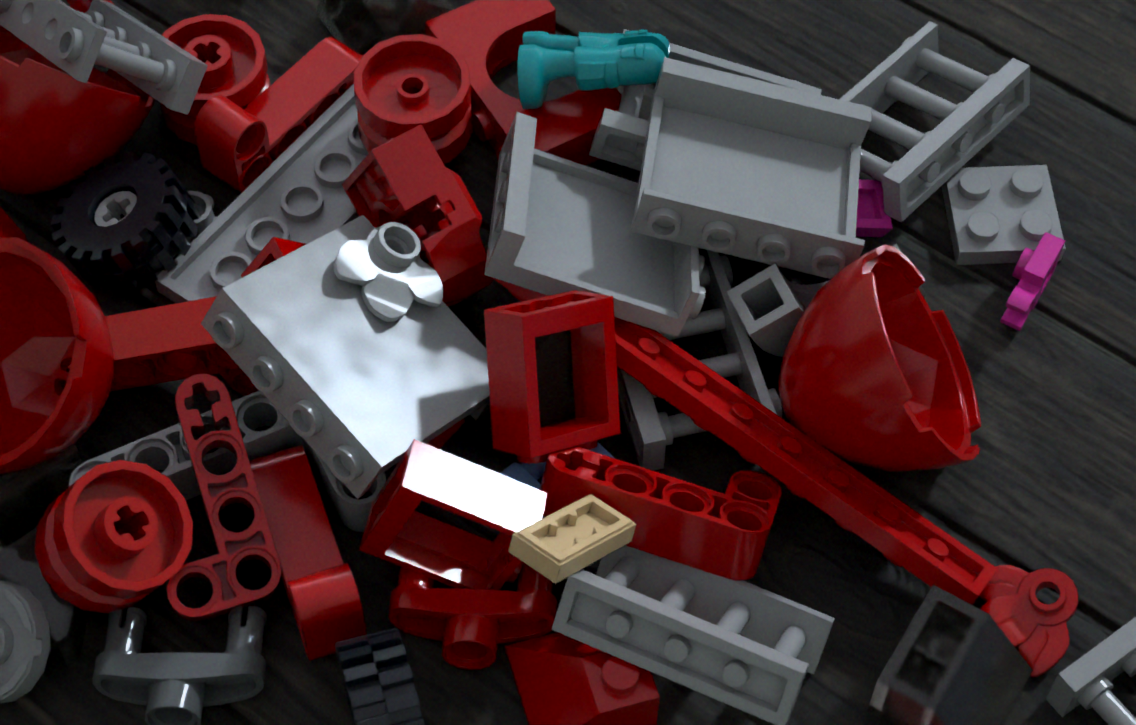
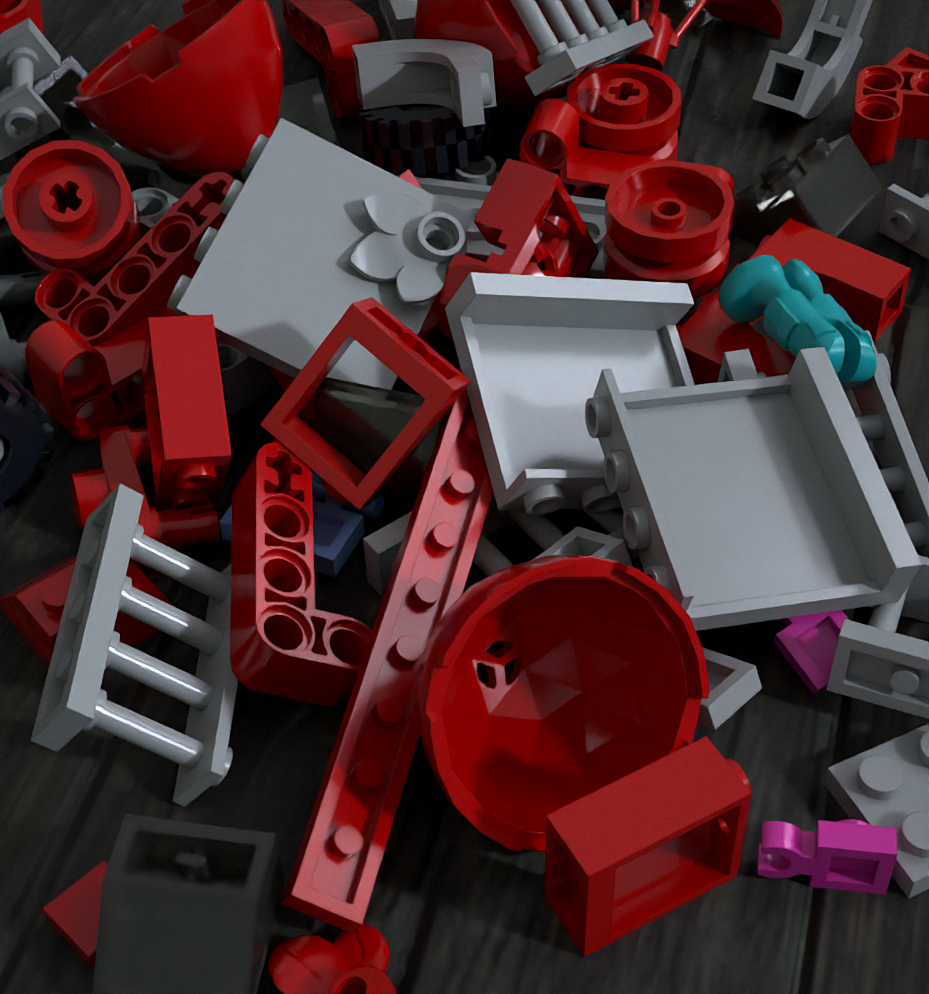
camera: 70 degrees right, 10 degrees down
(97, 172) = (426, 73): none -> light grey arch
(572, 538) = (173, 480): tan plate -> none
(1011, 372) = (645, 844): none -> red window

